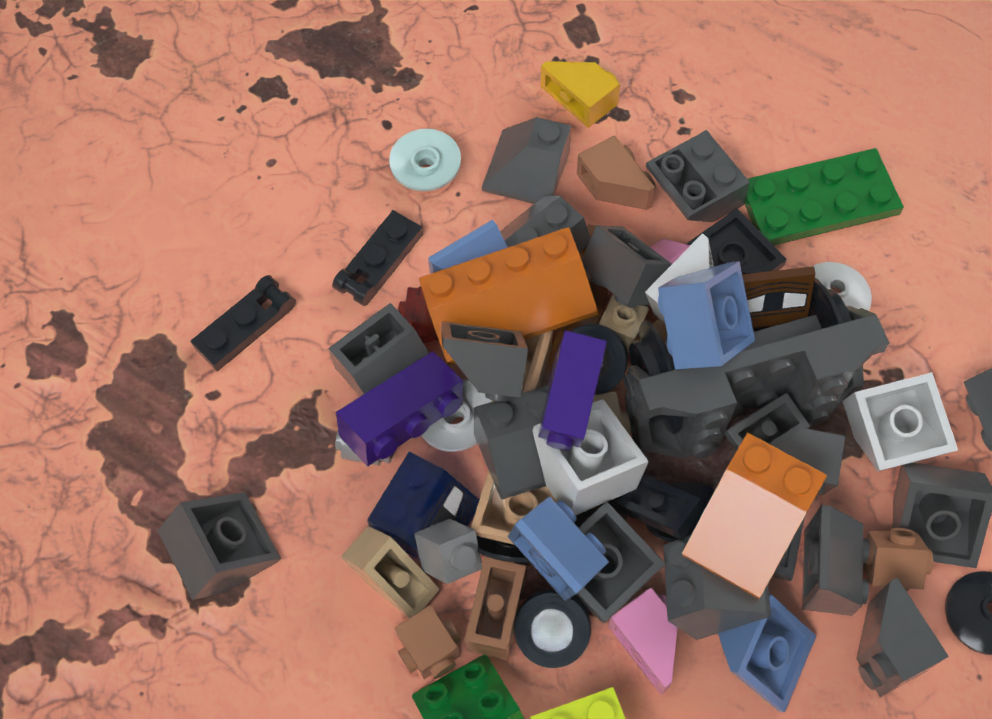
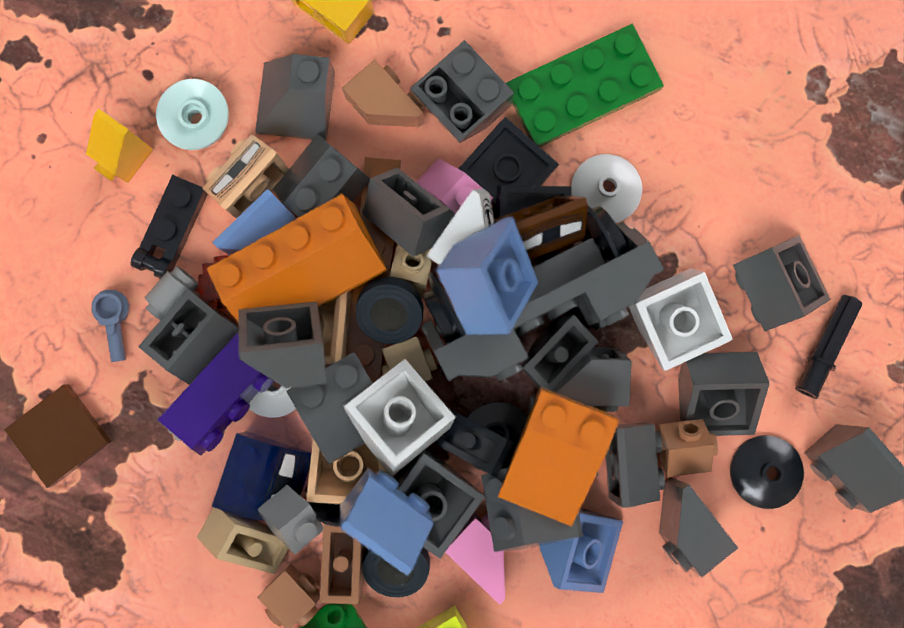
camera: 15 degrees left, 20 degrees up
(216, 435) = (57, 435): none -> reddish brown tile
(217, 543) = (84, 542): dark grey slope -> none
(243, 323) = (54, 319): black plate -> none
(300, 322) = (111, 309): none -> sand blue plate
(346, 172) = (115, 148): none -> yellow slope
(363, 310) = (168, 291): none -> light grey brick
(466, 213) = (245, 175): none -> light nougat slope
(571, 390) = (372, 375): dark purple slope -> none

